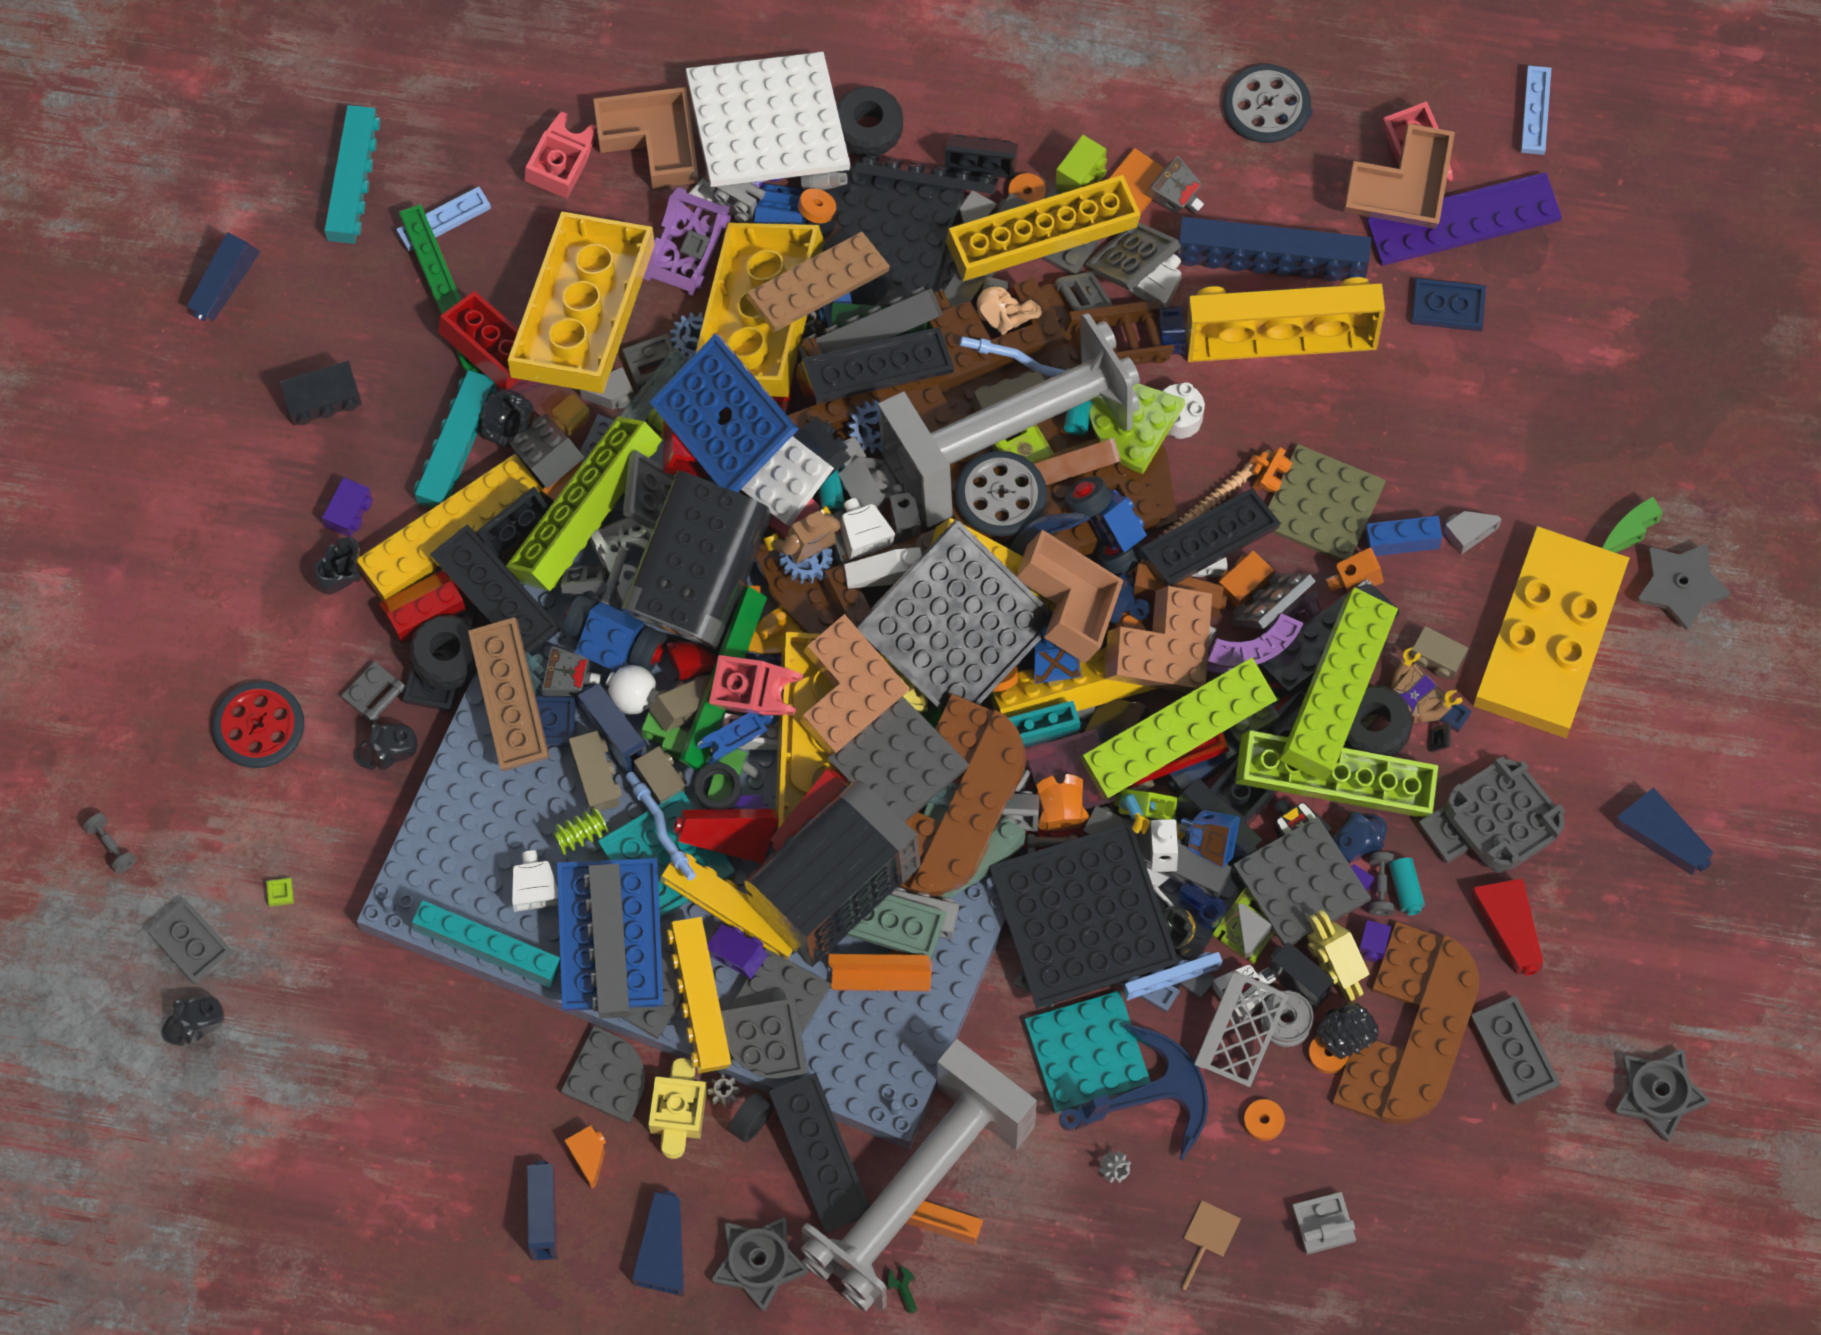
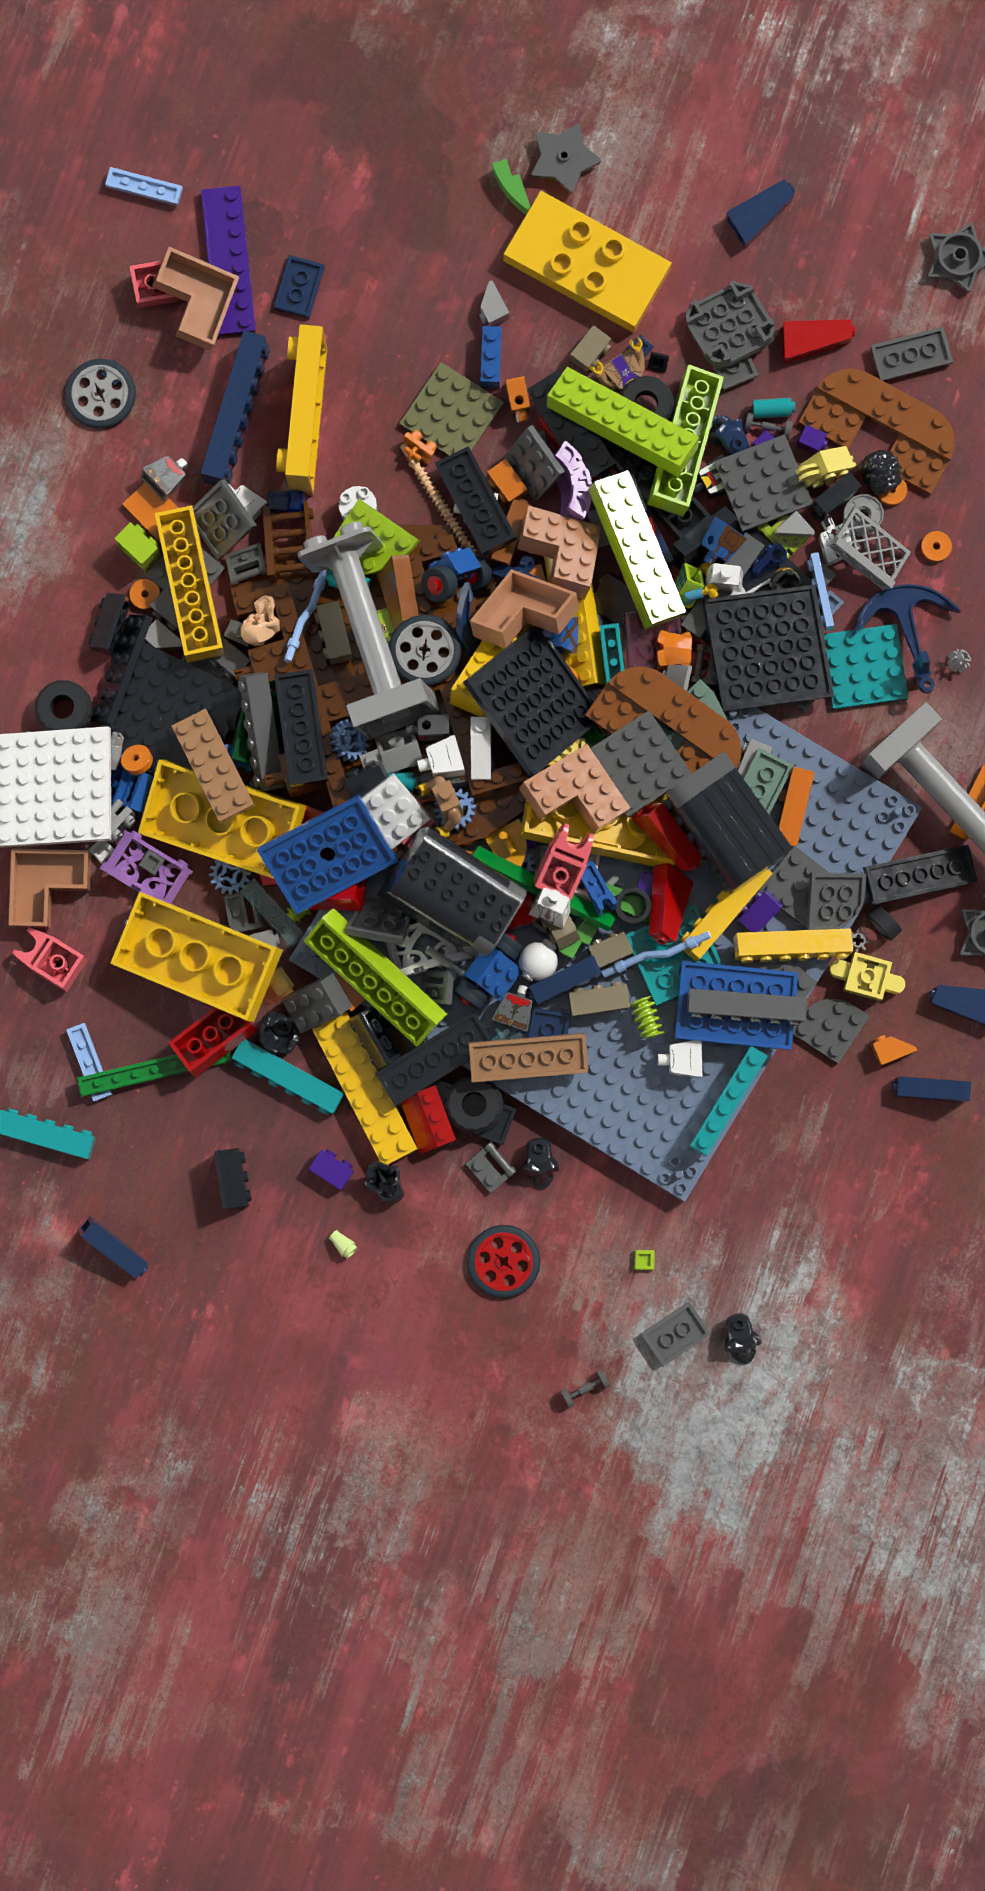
camera: 80 degrees left, 15 degrees up
(256, 536) = (343, 1244): none -> yellowish green cone
(697, 679) = (551, 907): none -> white torso

